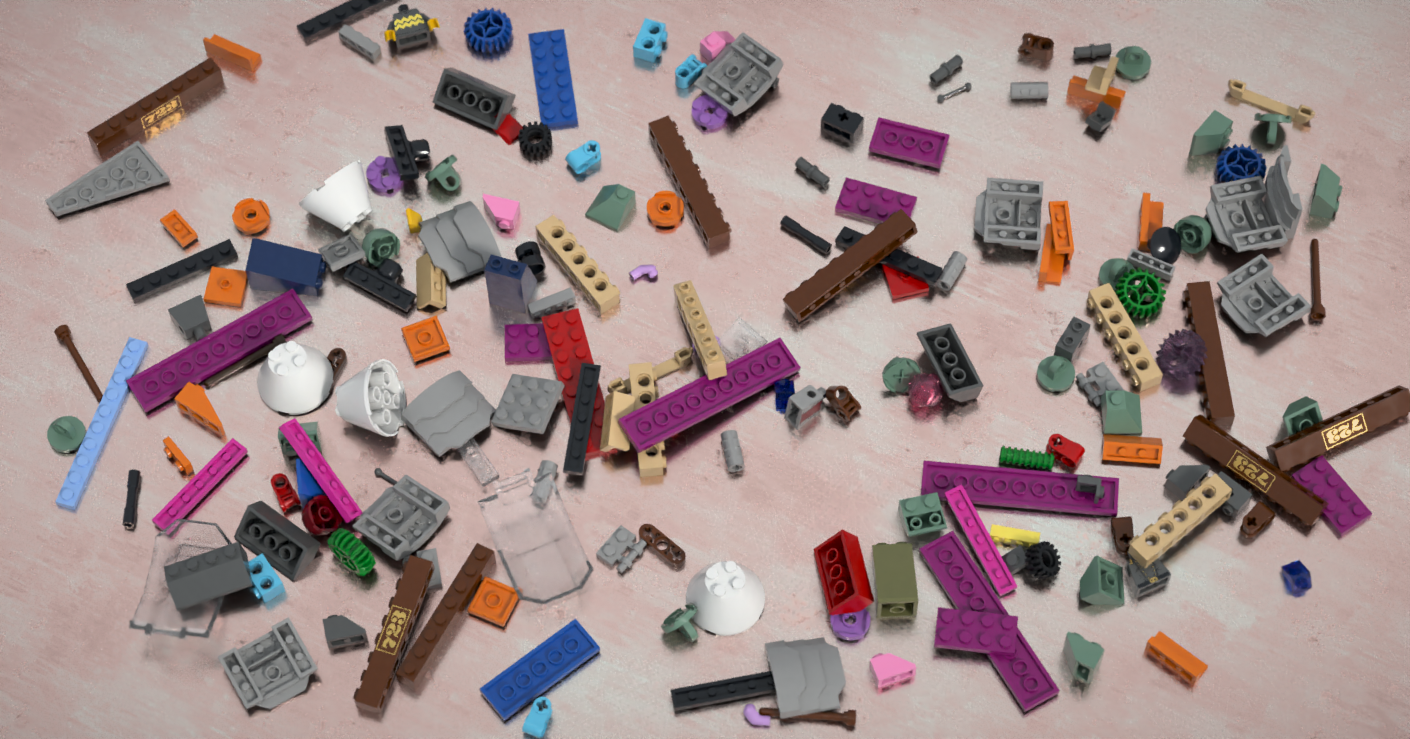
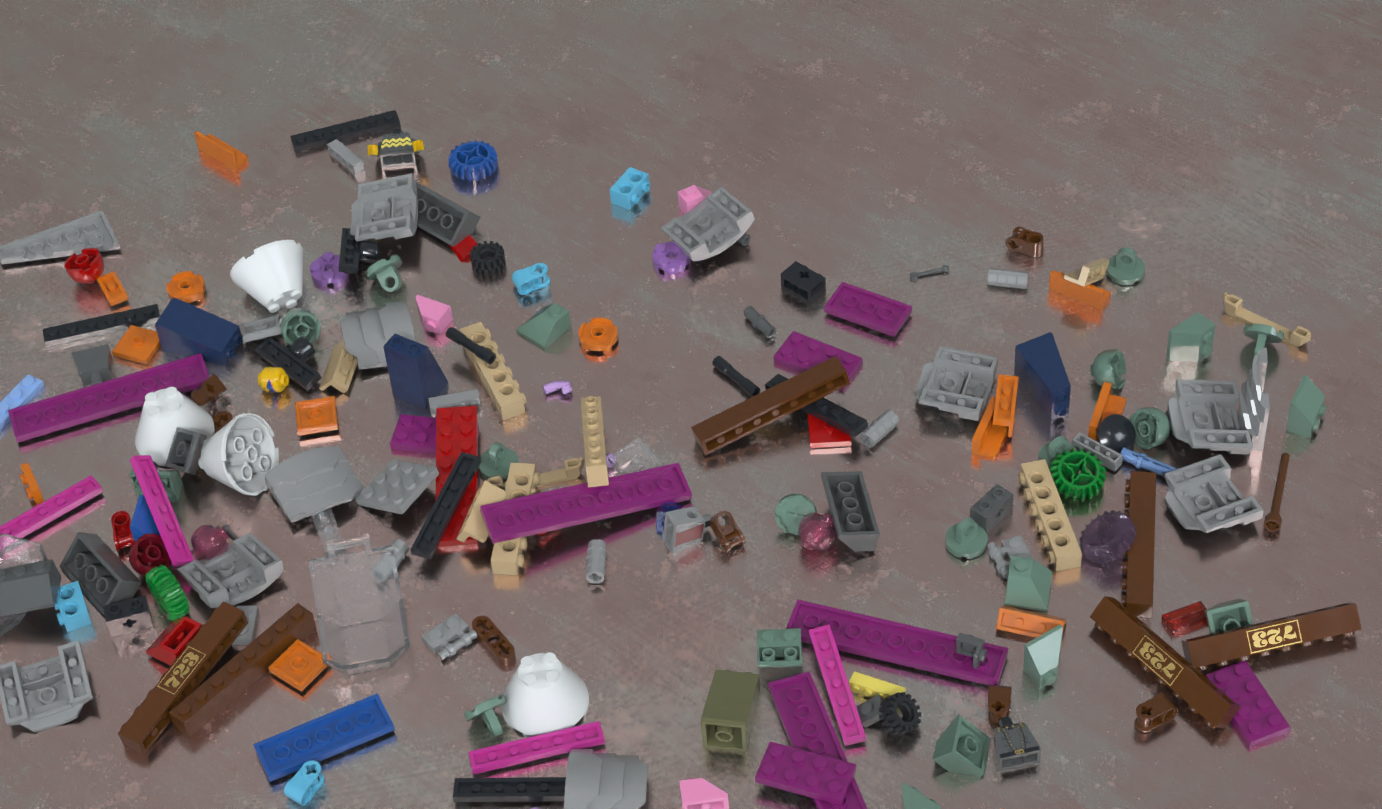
camera: 15 degrees right, 15 degrees down
(146, 209) = (86, 266): none -> red cylinder
(155, 106) = (129, 184): reddish brown brick -> none
(196, 404) = (68, 441): orange slope -> none
(279, 339) = (113, 417): dark brown piece -> none
(315, 329) = (209, 390): none -> reddish brown piece
(319, 401) = (185, 450): none -> dark grey slope
(320, 580) = (128, 616): none -> black brick
(342, 631) = (132, 668): dark grey slope -> none
(369, 491) = (209, 542): none -> clear pink plant
(372, 306) = (273, 379): none -> yellow head
(373, 597) = (174, 640): none -> red slope
(413, 221) = (340, 309): yellow slope -> none
(423, 104) = (385, 209): none -> light grey slope
(530, 254) = (446, 355): black wheel -> none
(553, 78) = (524, 210): blue plate -> none
(564, 249) = (461, 339): none -> black piece
(613, 362) = (497, 461): none -> sand green tile
(688, 72) = (659, 217): medium azure piece -> none
(689, 182) = (630, 314): reddish brown brick -> none
(732, 646) = (536, 747): none -> dark pink plate
(843, 574) = (676, 693): red slope -> none
(850, 631) = (672, 753): medium lavender plate -> none
(946, 69) = (925, 250): dark grey pin -> none
(1026, 457) = (911, 614): green piece -> none
(1065, 451) = (957, 615): red piece -> none
(1088, 193) = (1043, 374): none -> dark blue slope
(1092, 50) = (1084, 252): dark grey pin -> none
(1101, 117) = (1079, 312): dark grey bracket -> none
(1142, 177) = (1108, 368): none -> sand green cylinder
(1147, 554) = (1062, 694): tan brick -> none
(1153, 485) = (1043, 657): none -> slope
(1185, 478) = (1084, 660): dark grey slope -> none
(1198, 269) = (1145, 462): none -> medium blue pin
(1238, 499) = (1127, 683): dark grey brick -> none
(1245, 162) = (1219, 368): blue gear -> none
(1250, 428) = (1188, 620): none -> clear red tile
(1298, 576) = (1189, 778): clear blue bracket -> none

